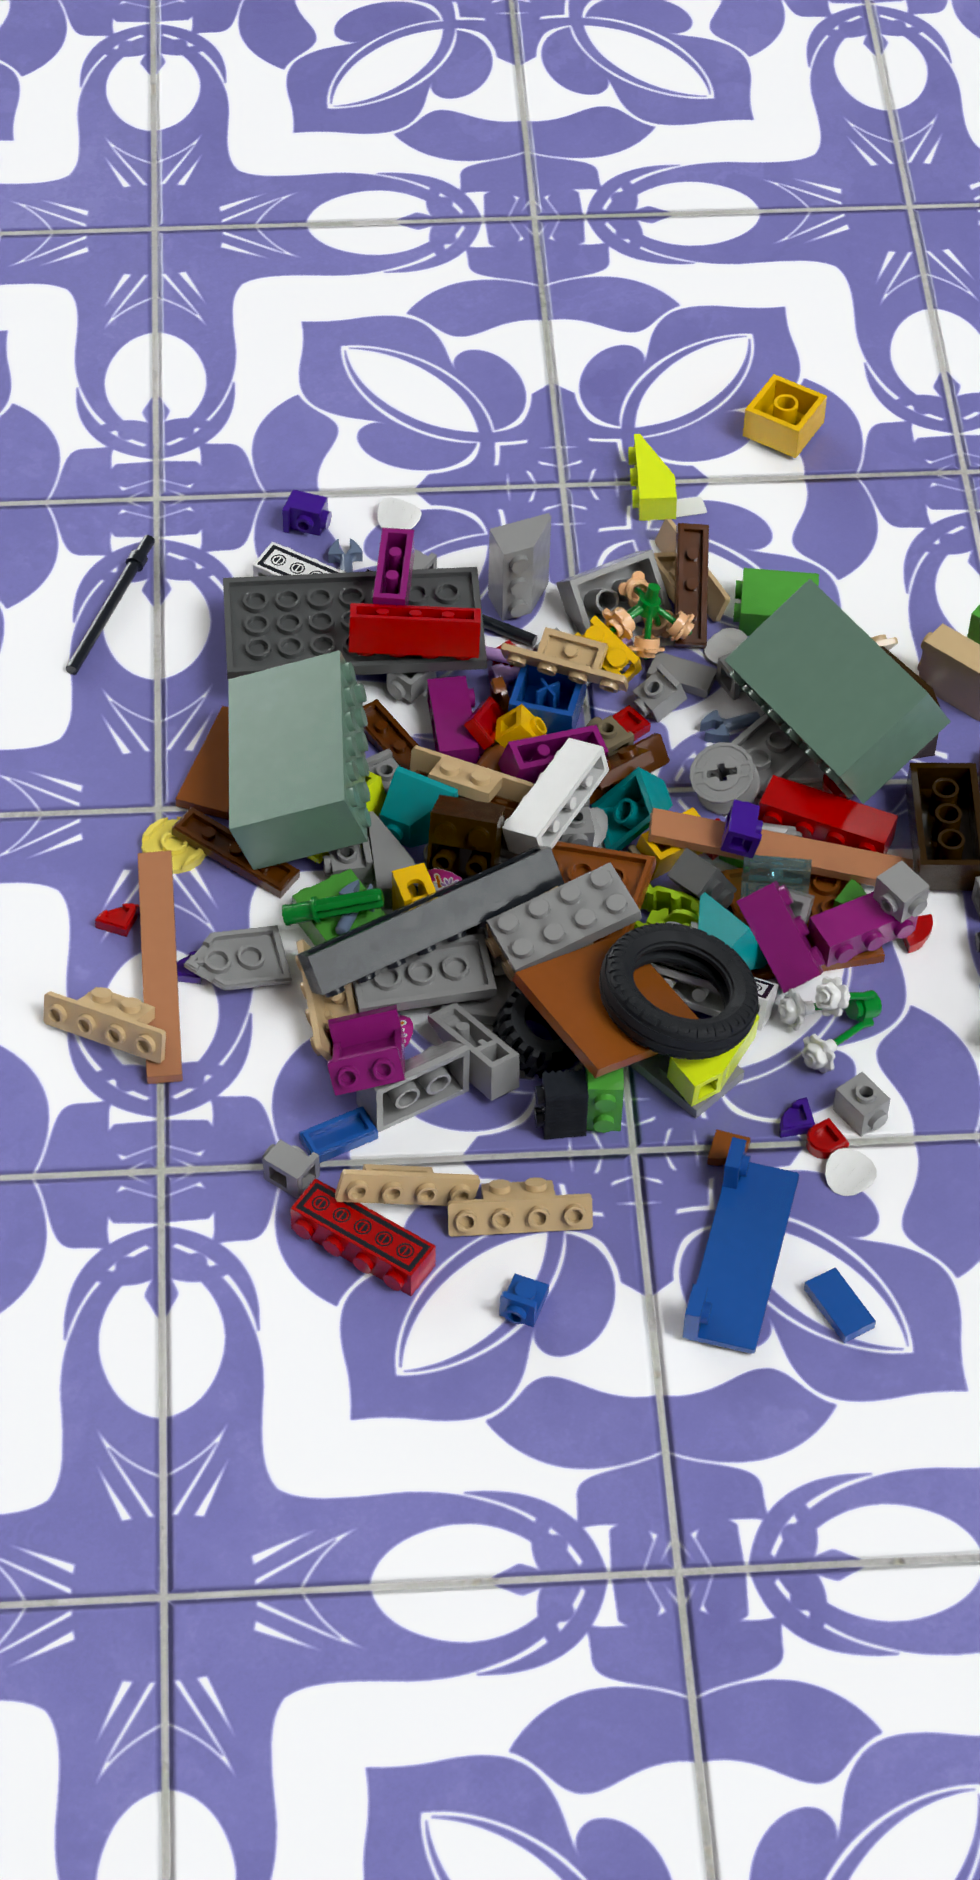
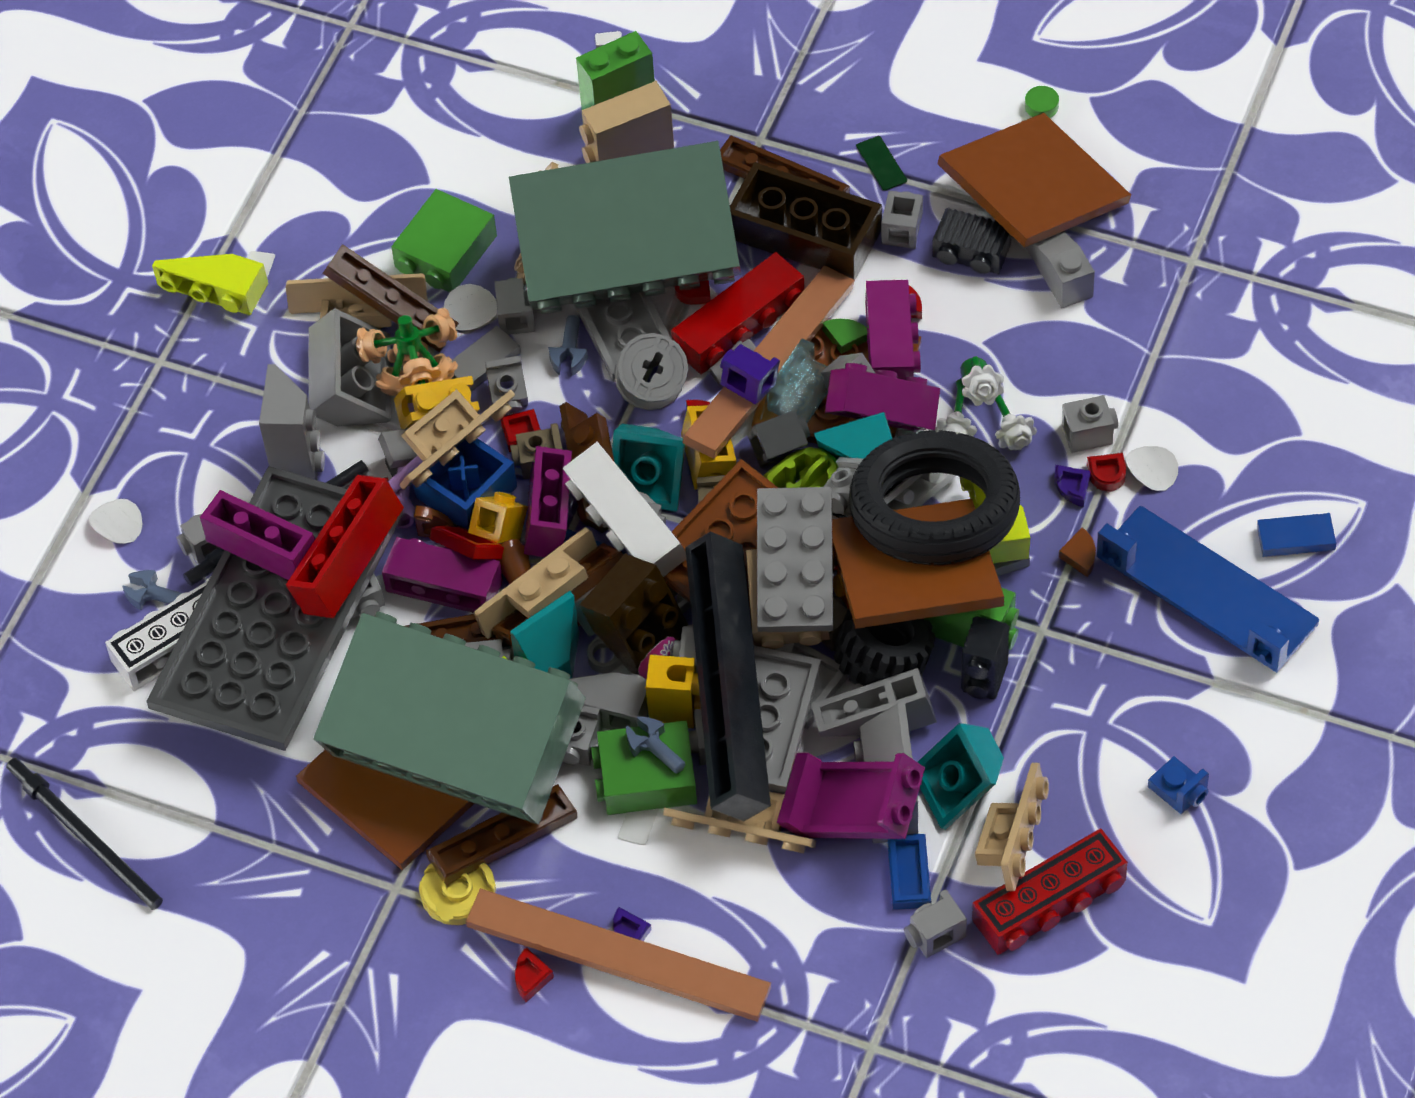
camera: 60 degrees left, 5 degrees up
(109, 1021) = (674, 1022): tan bracket -> none
(242, 959) = (650, 876): light grey tile -> none
(306, 513) = (70, 600): dark purple brick -> none
(332, 906) = (652, 760): green axle -> none
(451, 1130) = (959, 771): none -> teal slope
(519, 1208) = (1073, 744): tan bracket -> none
(784, 415) = (202, 132): yellow brick -> none
(901, 892) = (892, 279): light grey brick -> none

